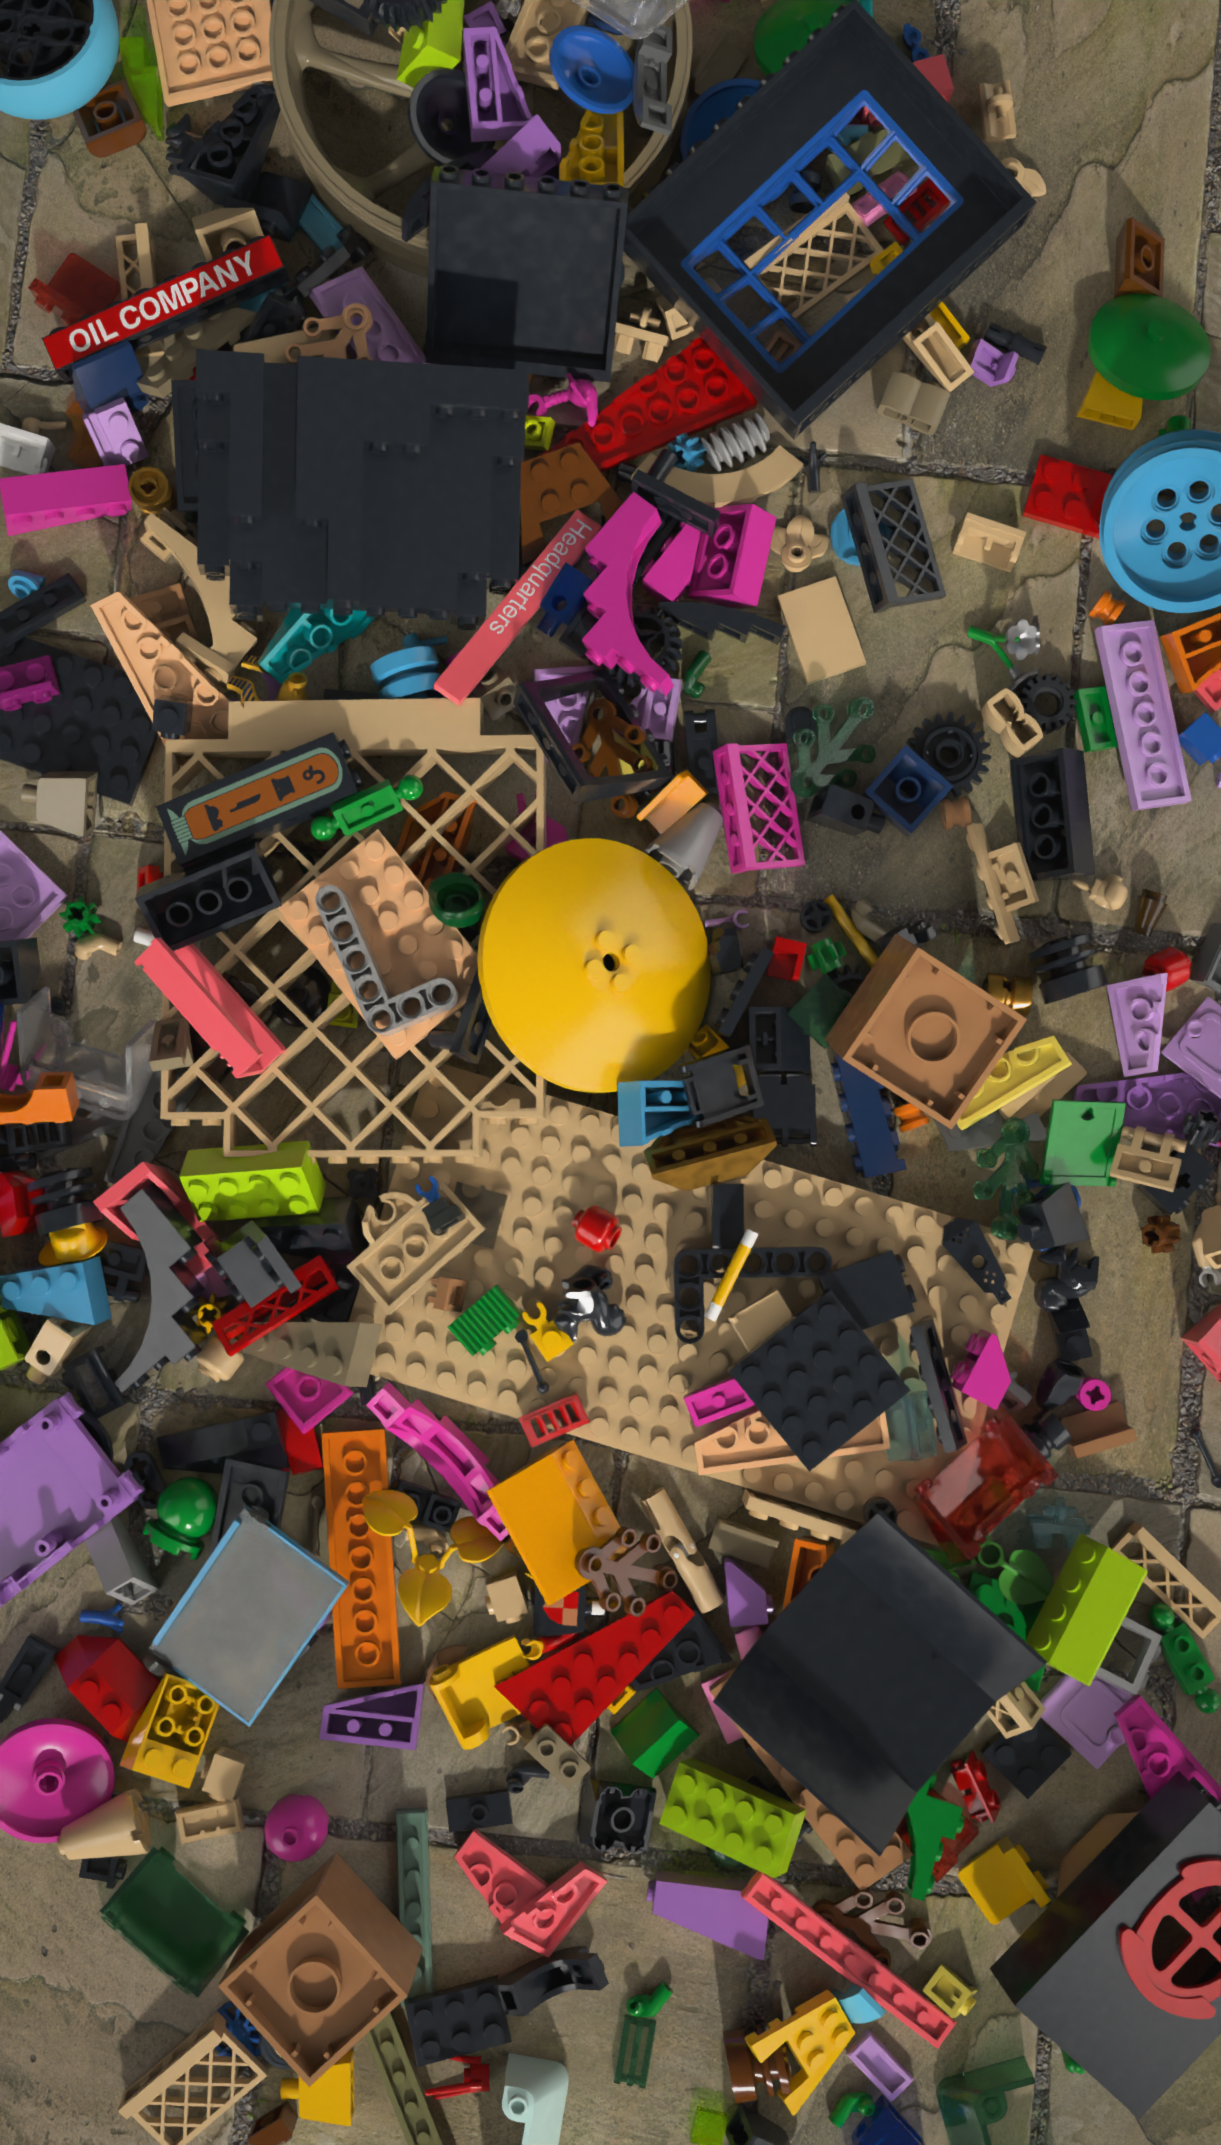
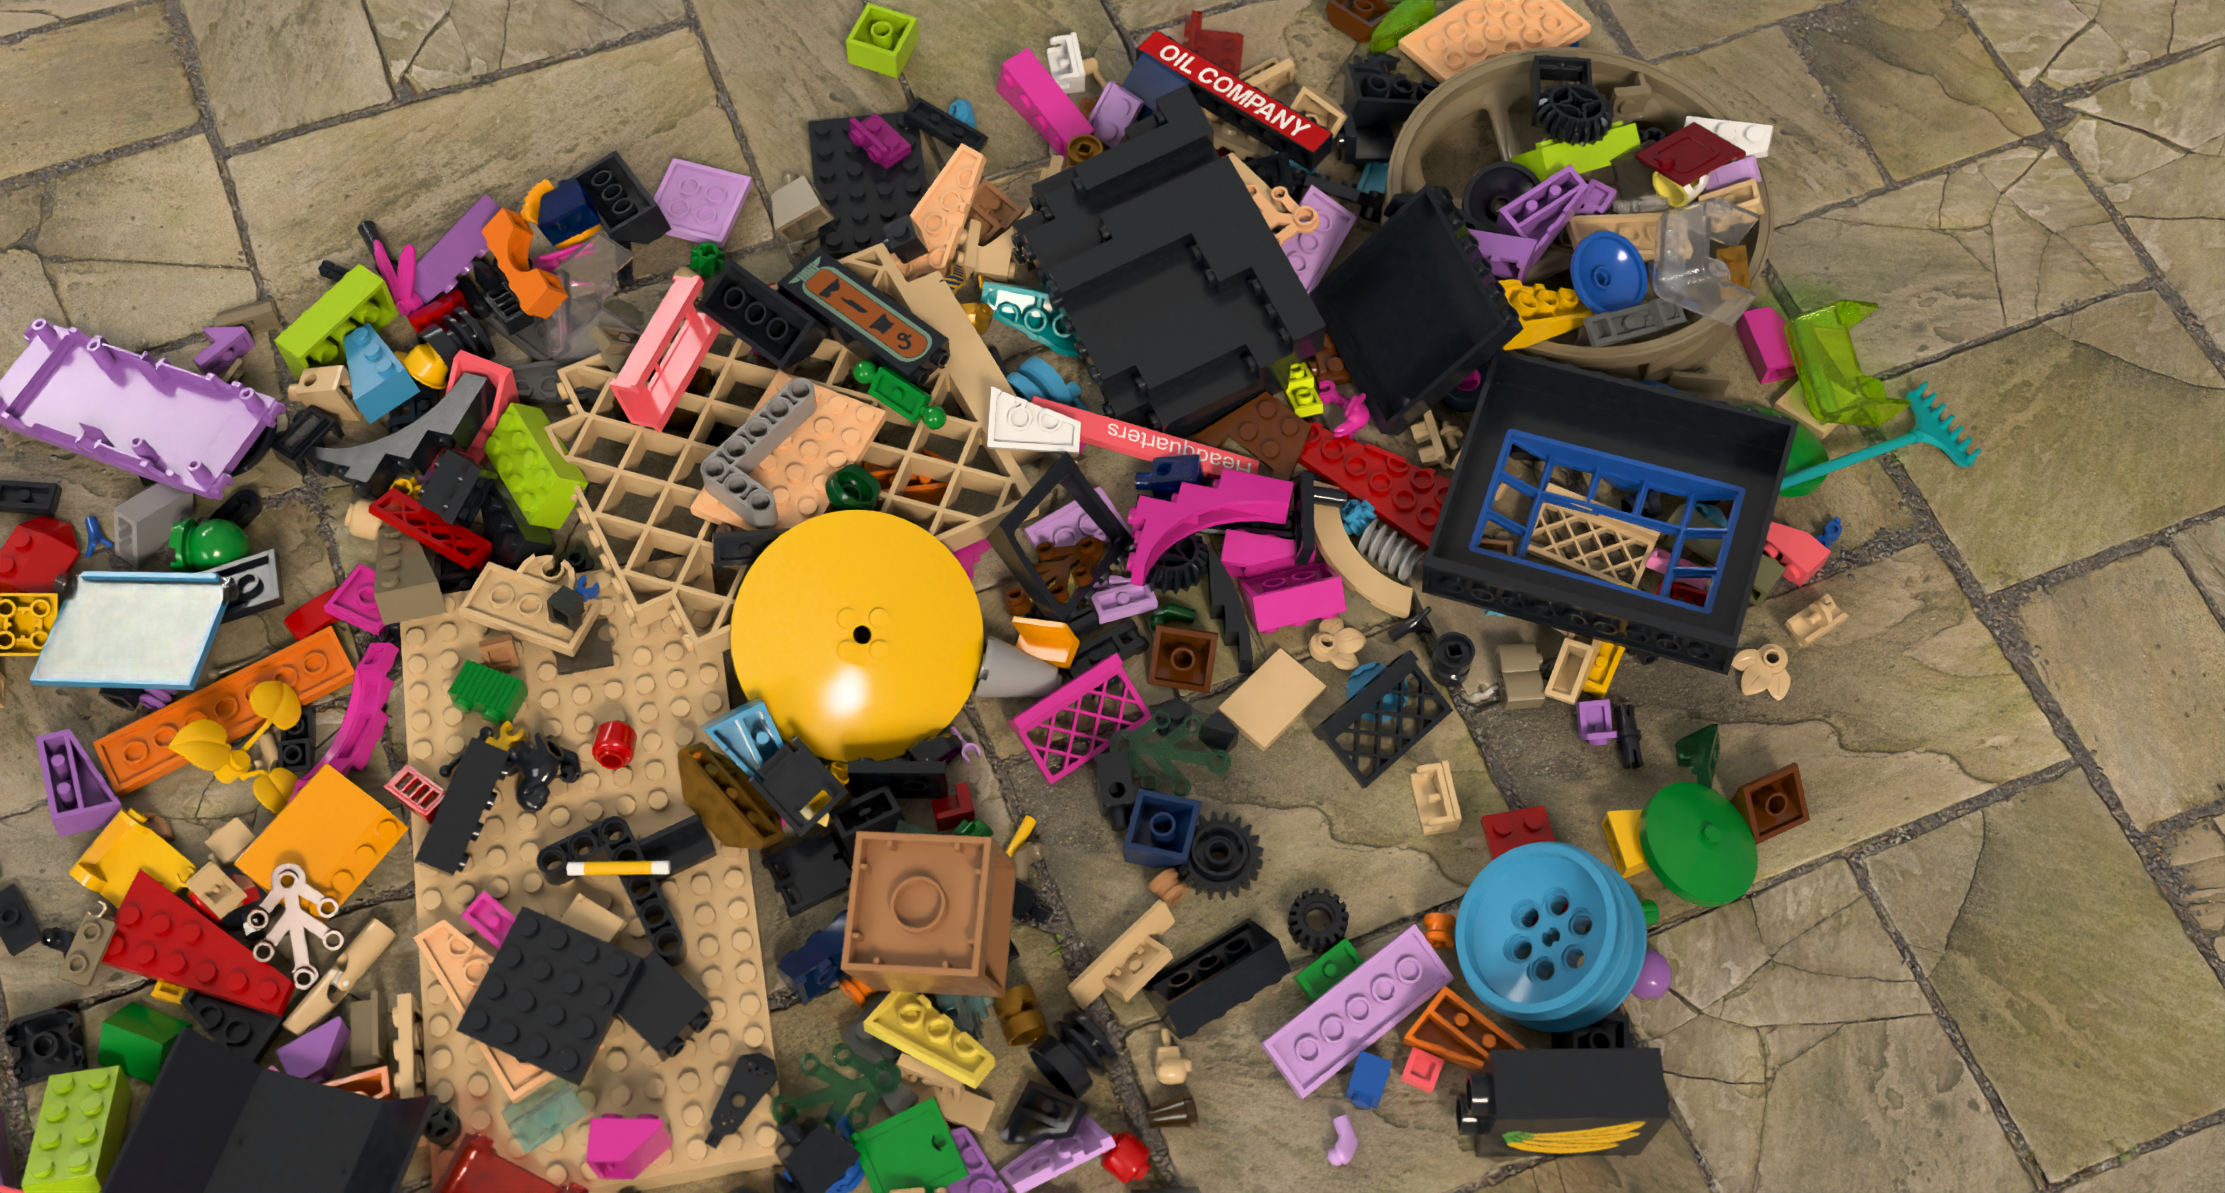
camera: 60 degrees right, 25 degrees down
(206, 1447) = (302, 568): black wedge -> none
(469, 704) = (1028, 427): none -> white wing
(560, 1627) = (216, 889): none -> tan bracket
(600, 1386) = (462, 807): none -> black brick
(748, 688) = (1183, 658): none -> reddish brown slope
(821, 915) = (1008, 807): black wheel -> none
(835, 693) = (1219, 733): none -> black slope
(871, 451) = (1451, 659): none -> black wheel
(941, 1395) = (572, 1134): black plate -> none
(1007, 717) = (1281, 891): tan brick -> none
(1020, 641) = (1356, 852): flat silver plant -> none
(1066, 289) = (1700, 753): none -> clear green slope
(1100, 1017) = (1042, 1116): none -> black wing

